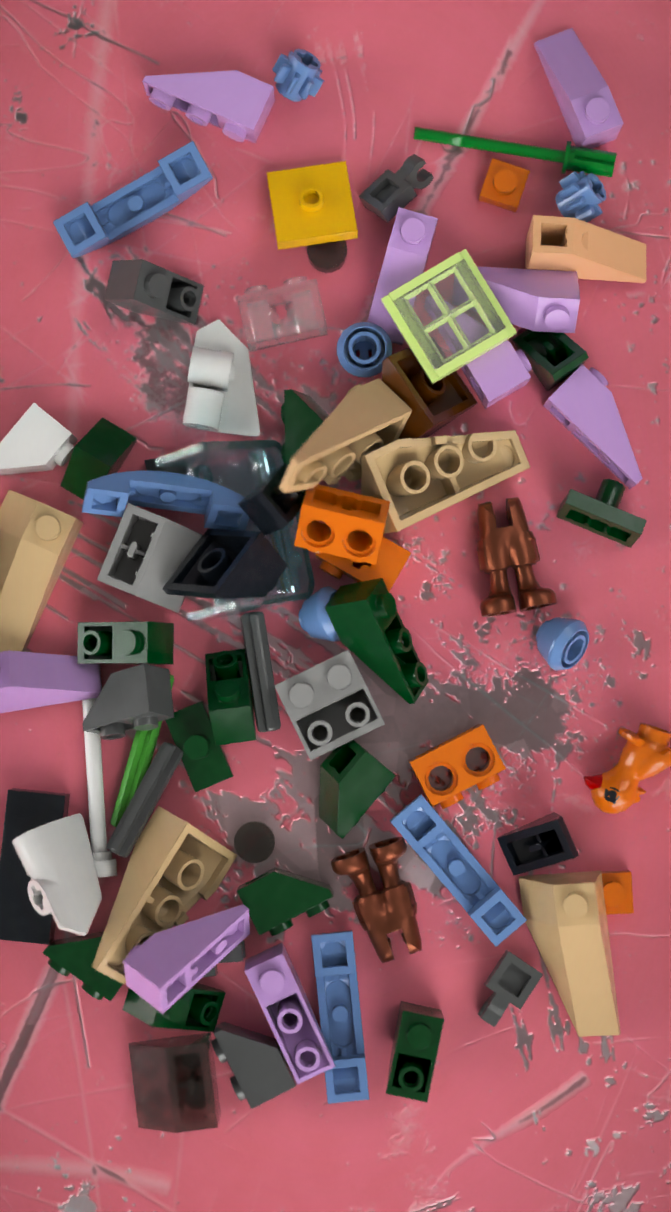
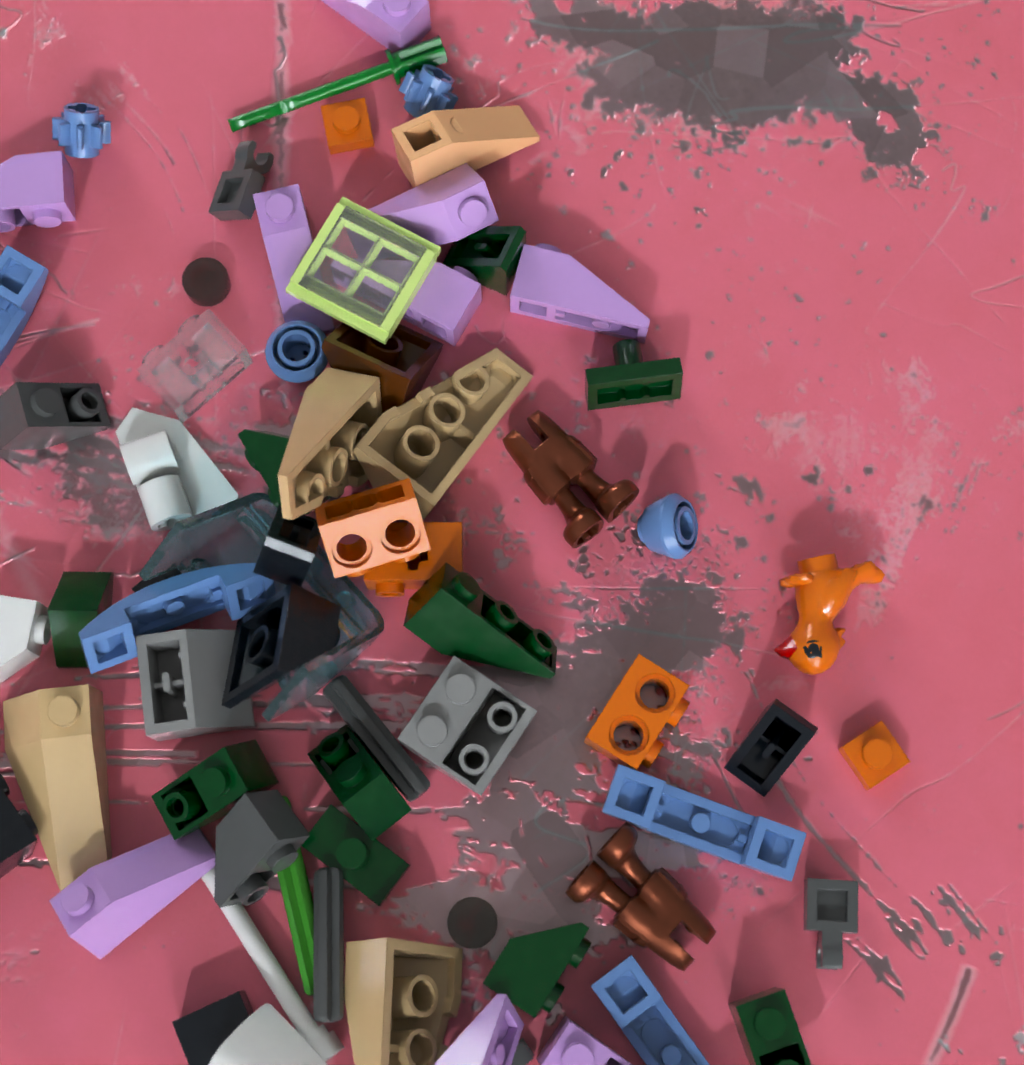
camera: 30 degrees left, 10 degrees down
(312, 205) = (165, 245): yellow plate -> none
(314, 617) = (401, 645): medium blue cone -> none
(349, 786) = (538, 799): dark green slope -> none
(573, 939) = (869, 830): tan wedge -> none

